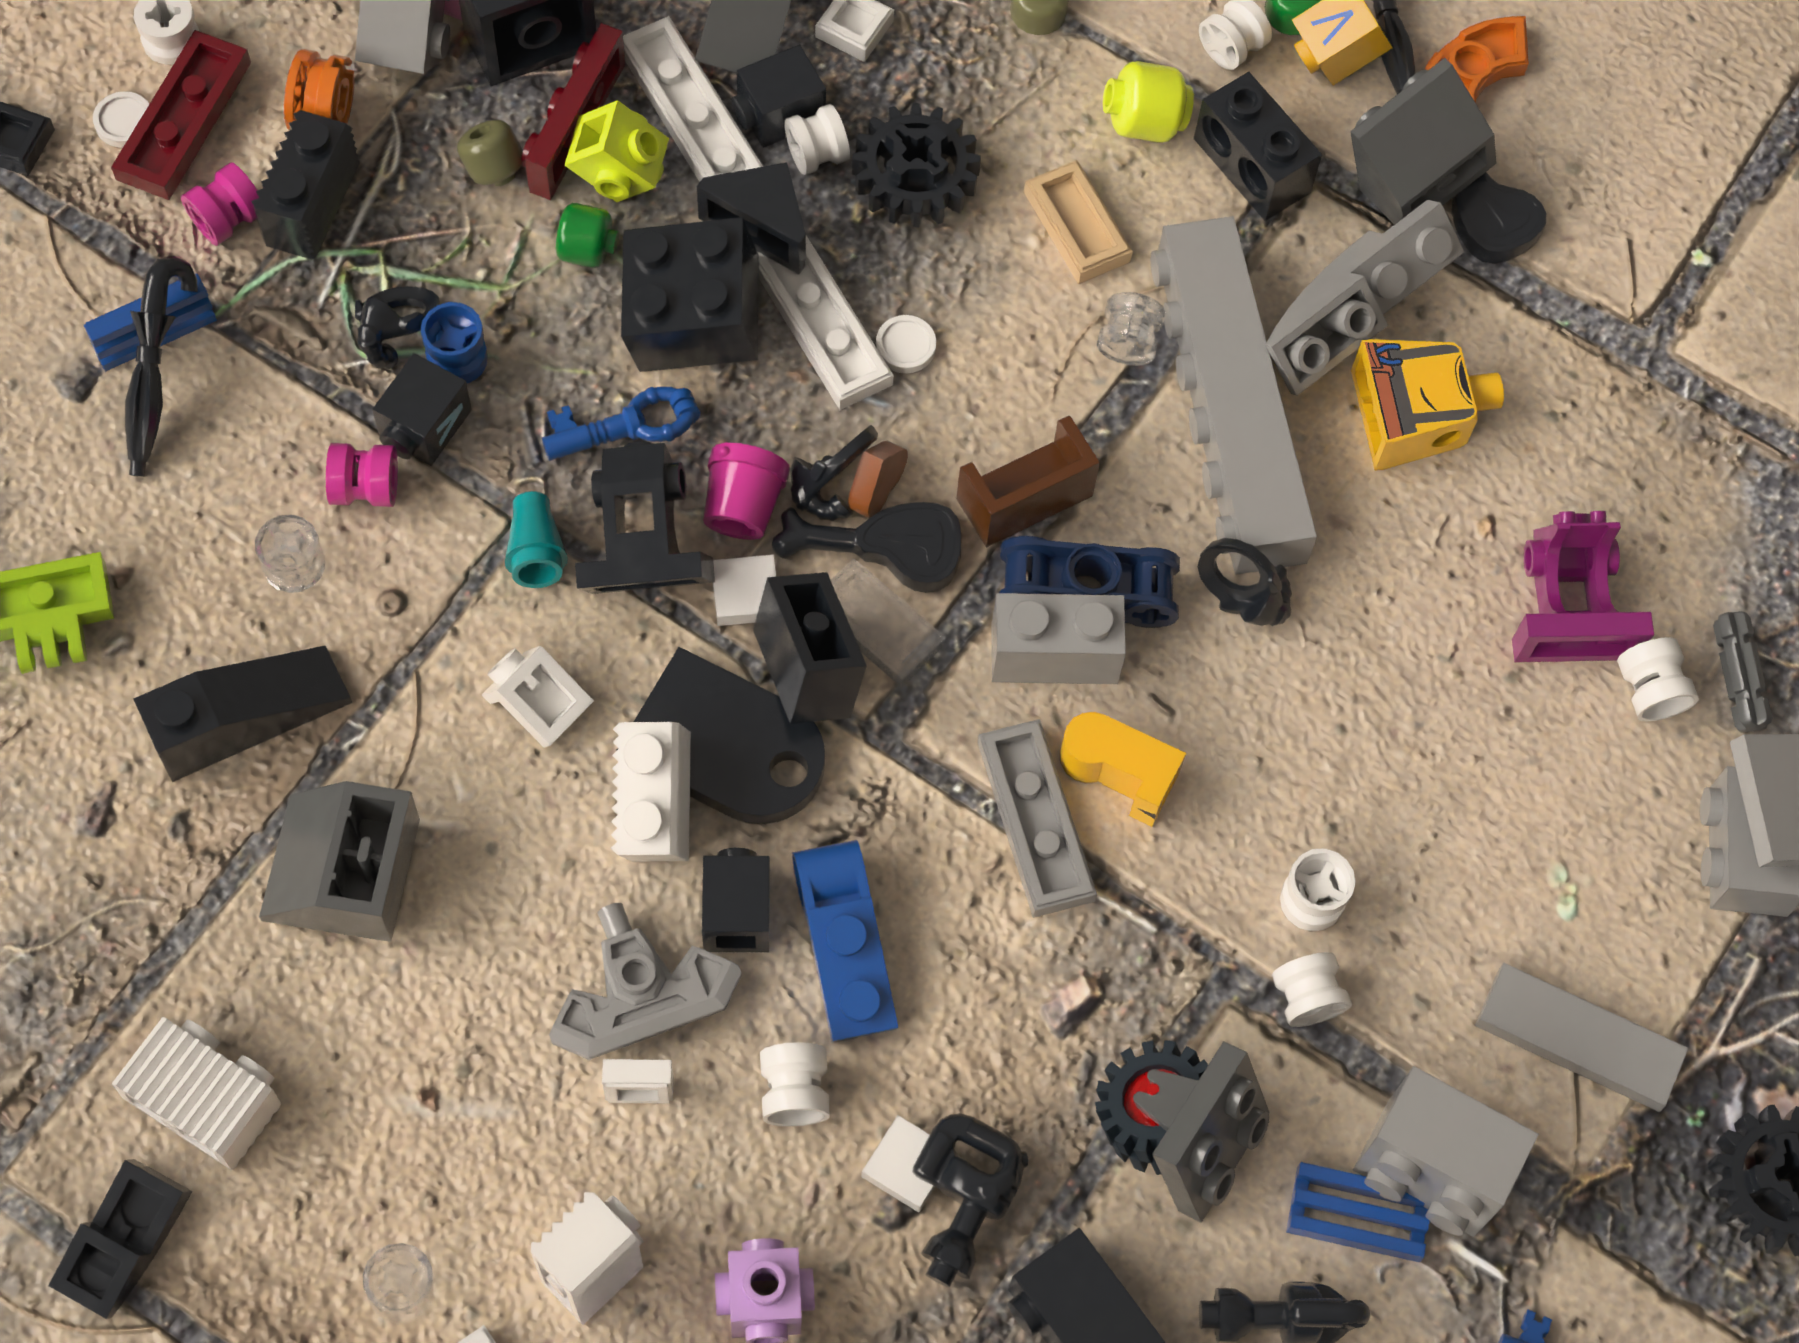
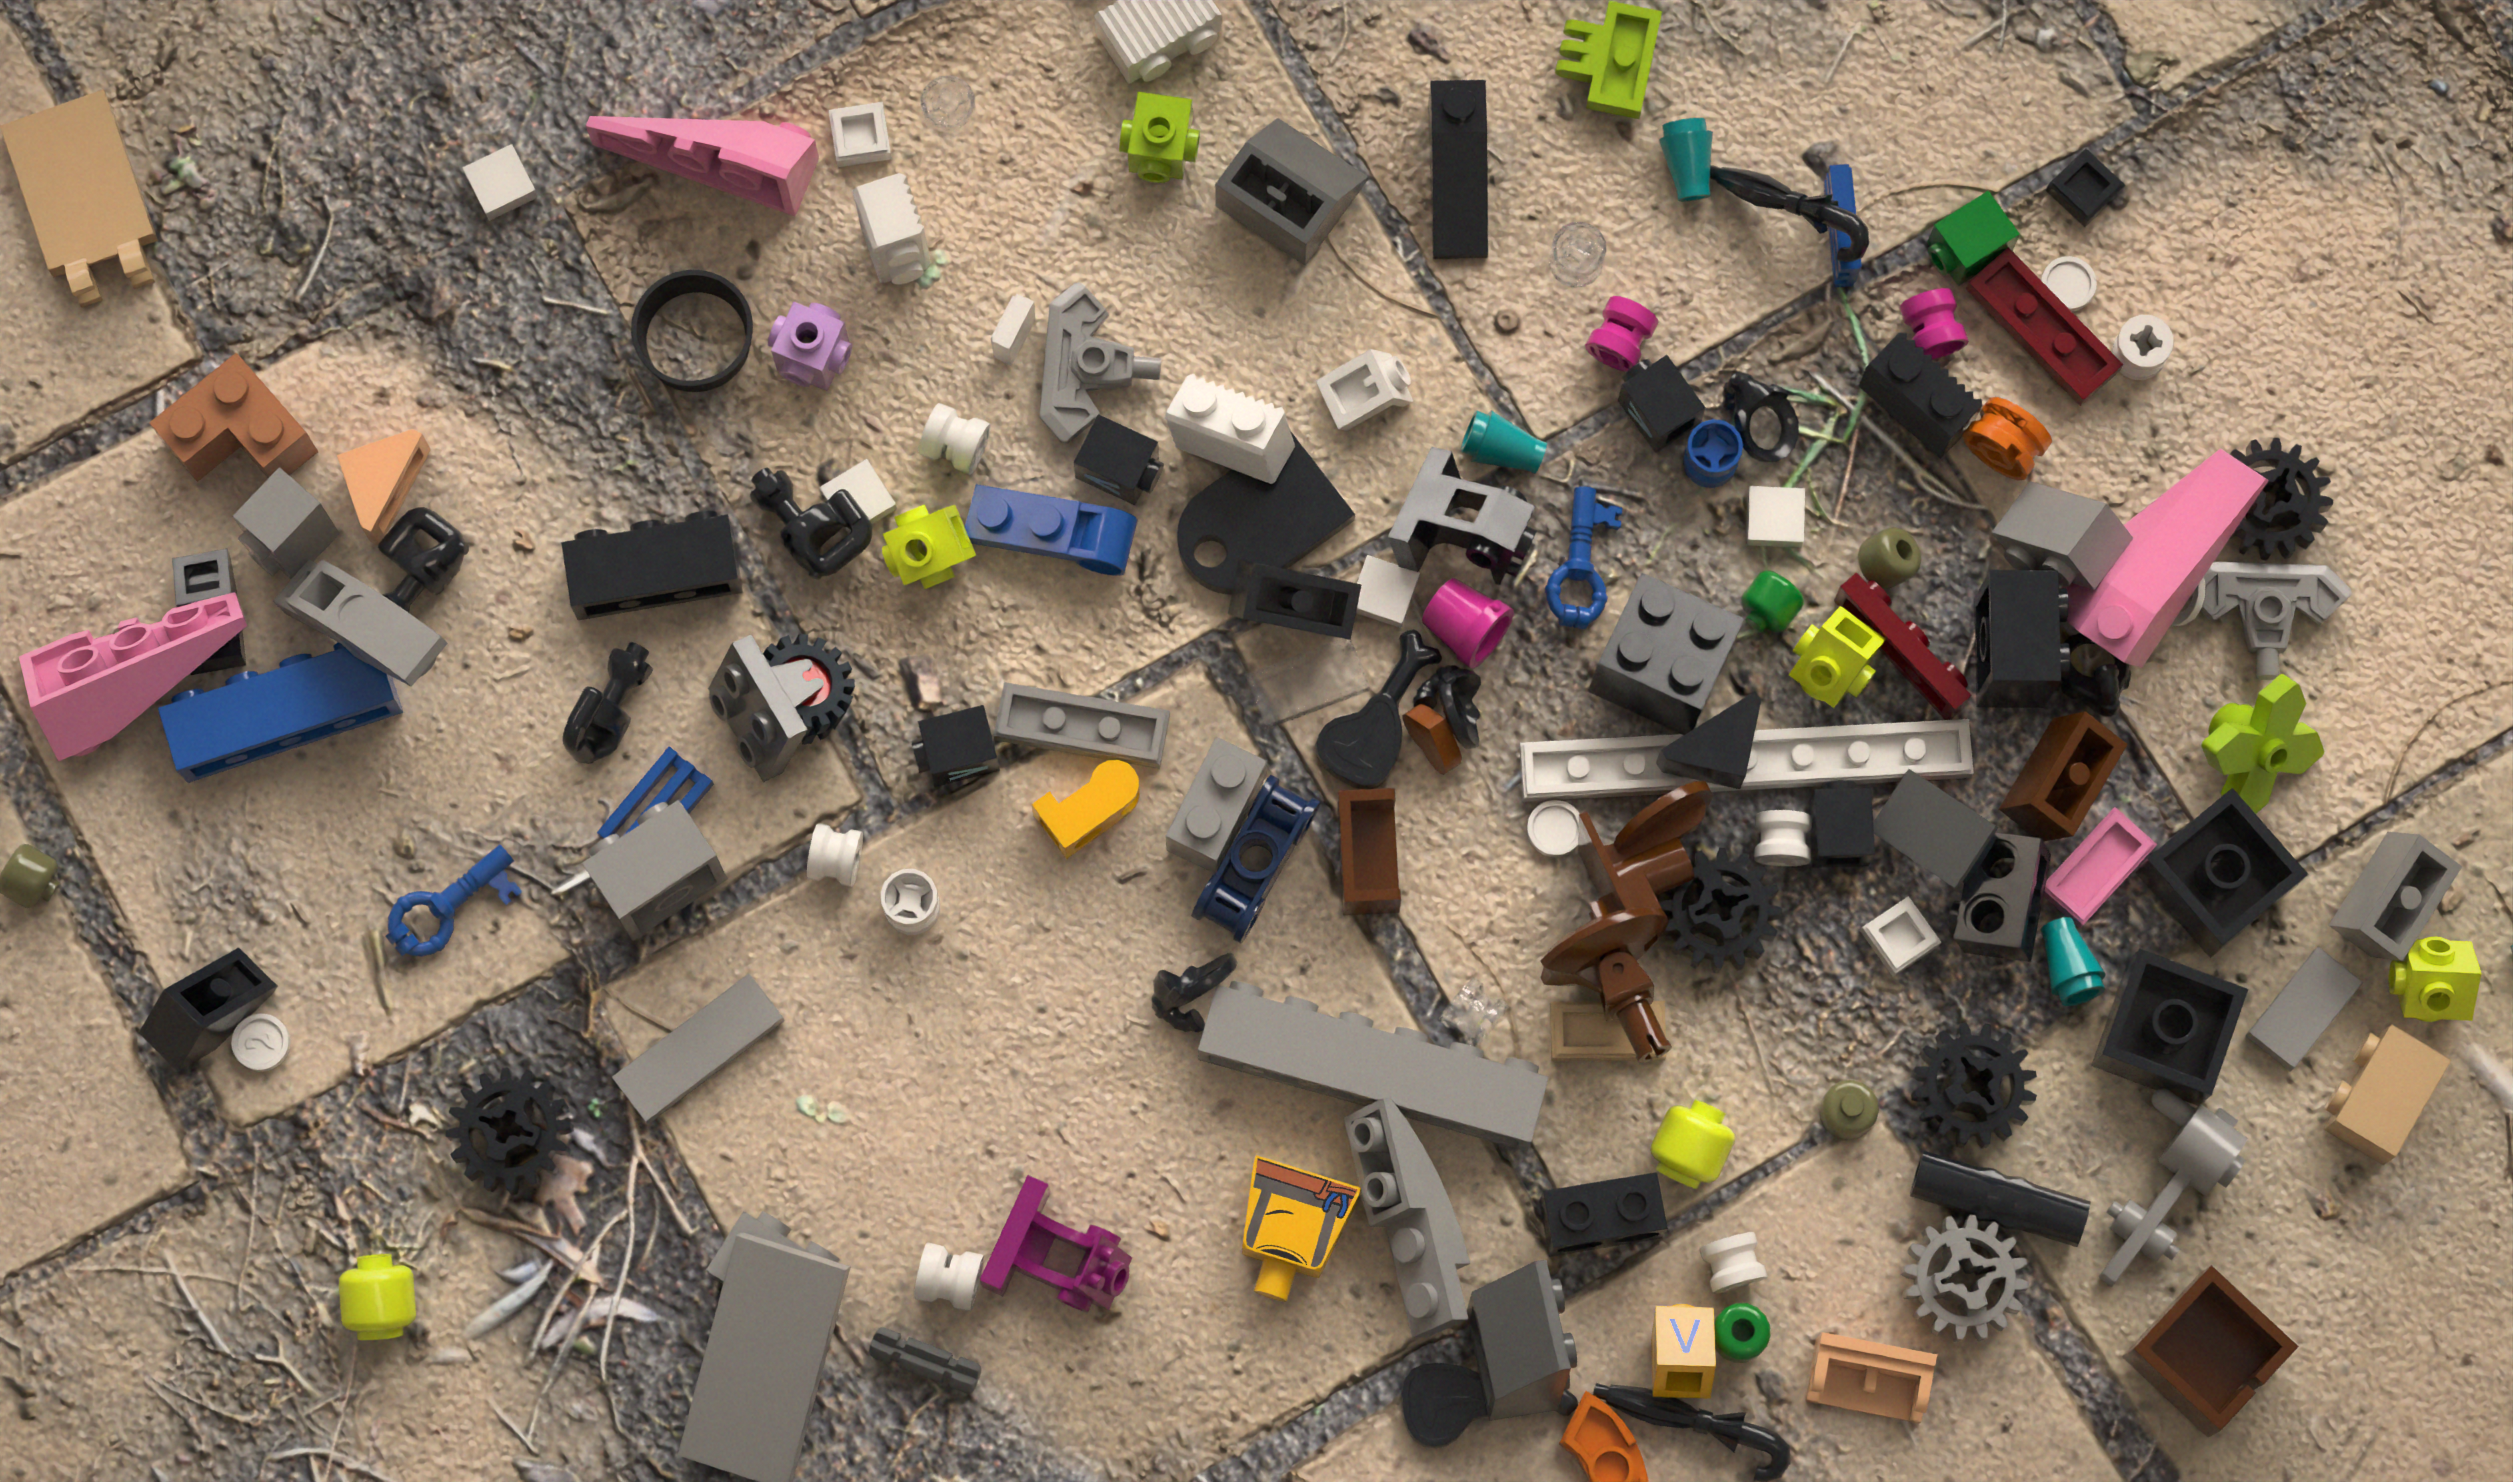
camera: 120 degrees right, 10 degrees up
(114, 203) = (1971, 238): none -> green brick
(130, 493) = (1688, 157): none -> teal cone
(341, 1021) = (1160, 137): none -> lime brick
(490, 274) = (1775, 516): none -> white tile
(934, 1048) = (945, 543): none -> neon yellow brick
(940, 234) = (1627, 915): none -> reddish brown piece
(1131, 920) = (956, 746): none -> black brick

